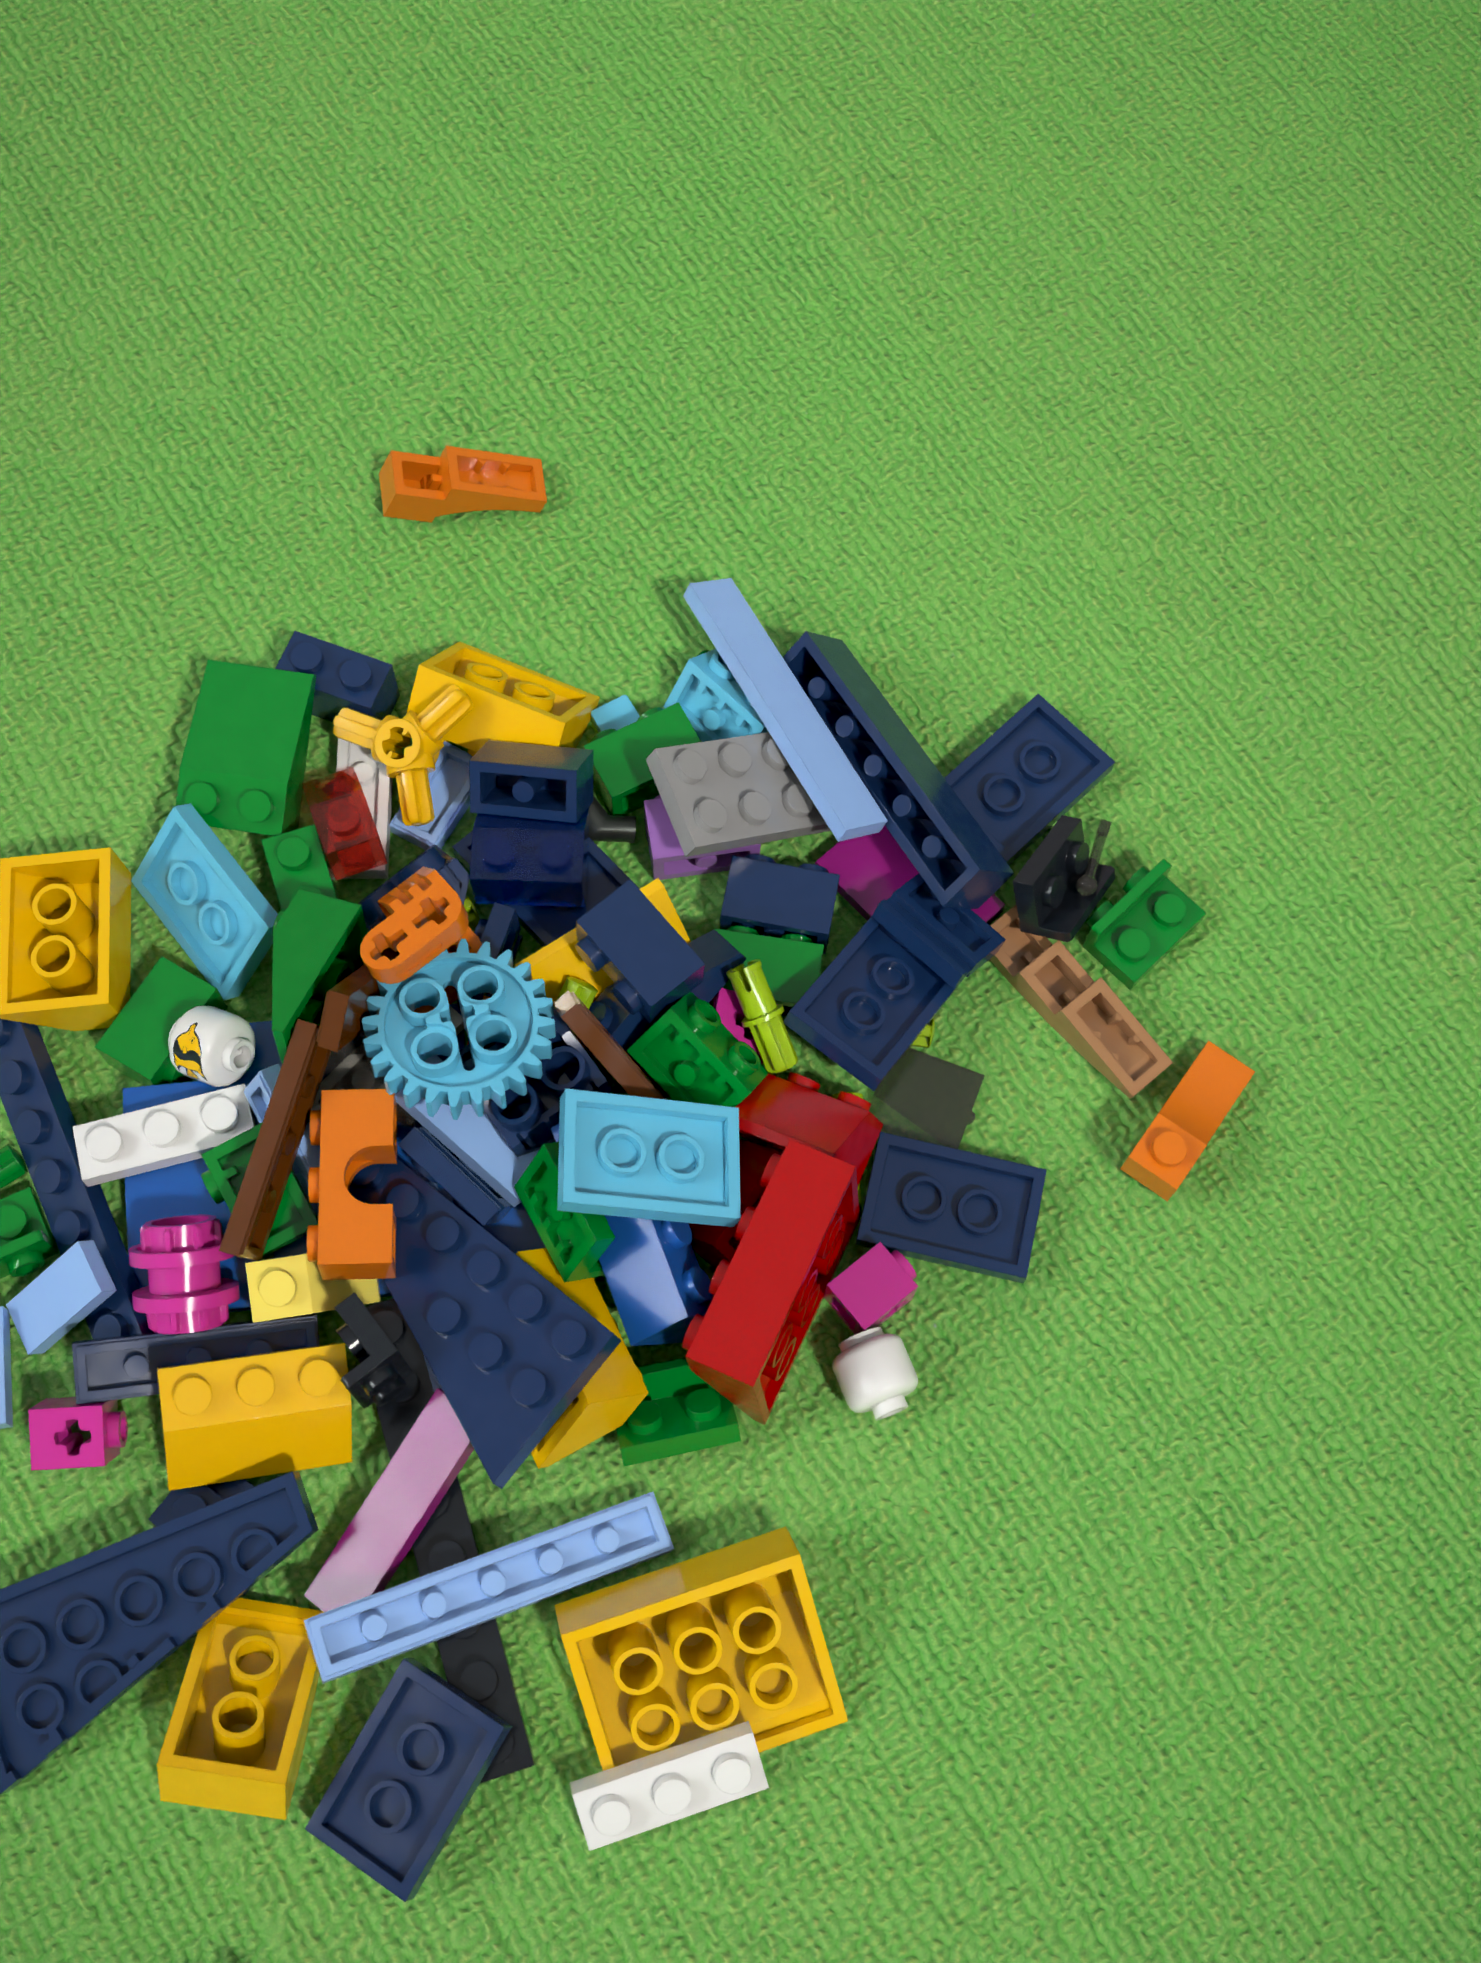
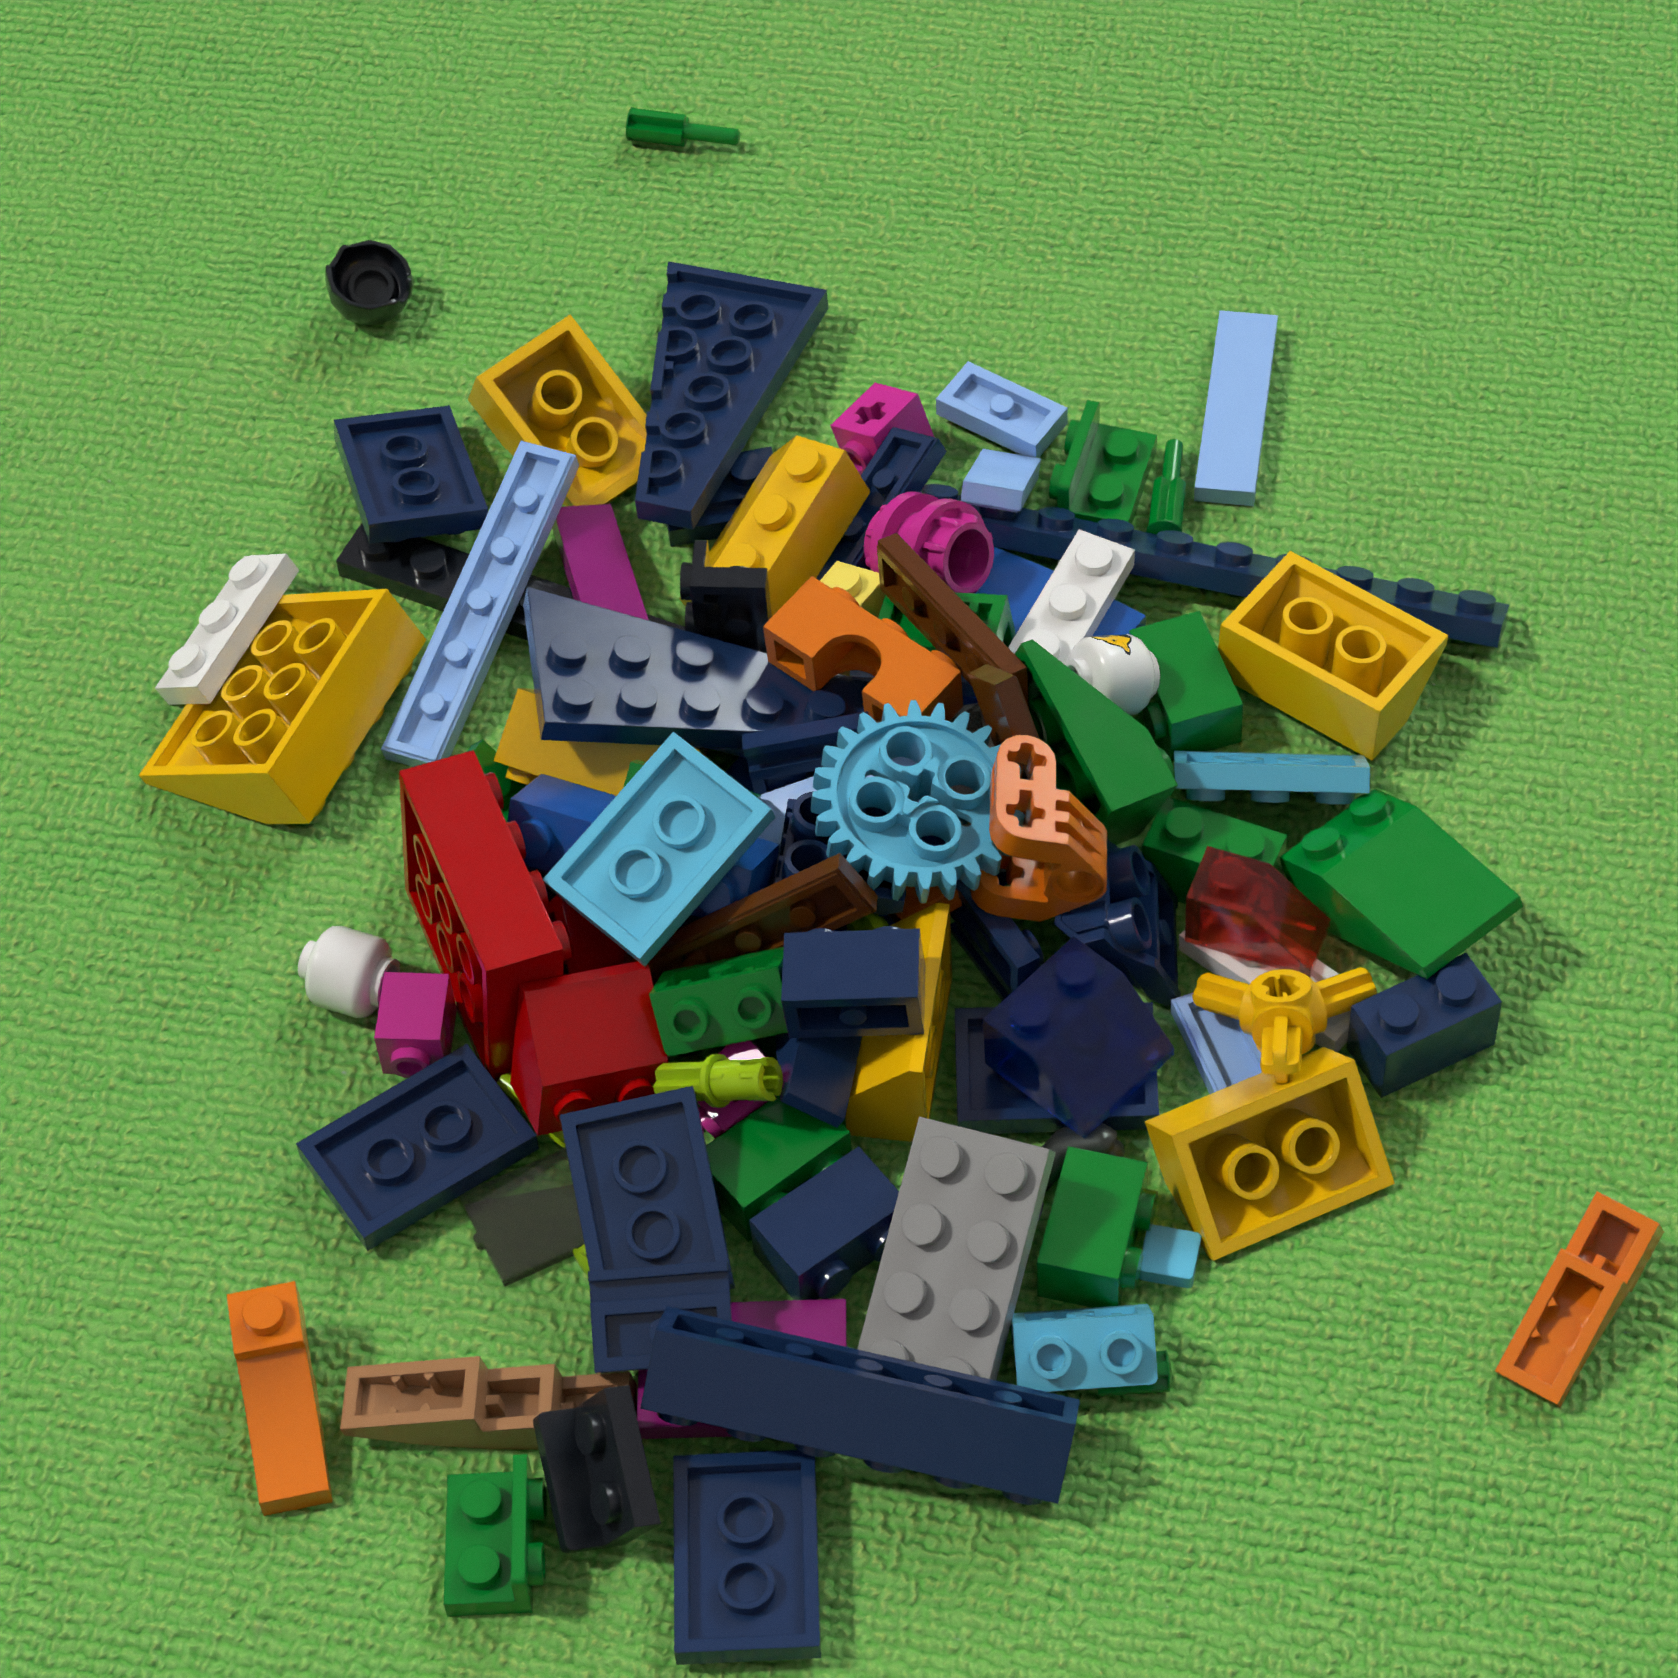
camera: 140 degrees right, 15 degrees down
(531, 781) = (1138, 1072): dark blue brick -> none
(785, 709) = (1016, 1347): light blue tile -> none
(1087, 884) = (572, 1488): clear smoke hinge -> none

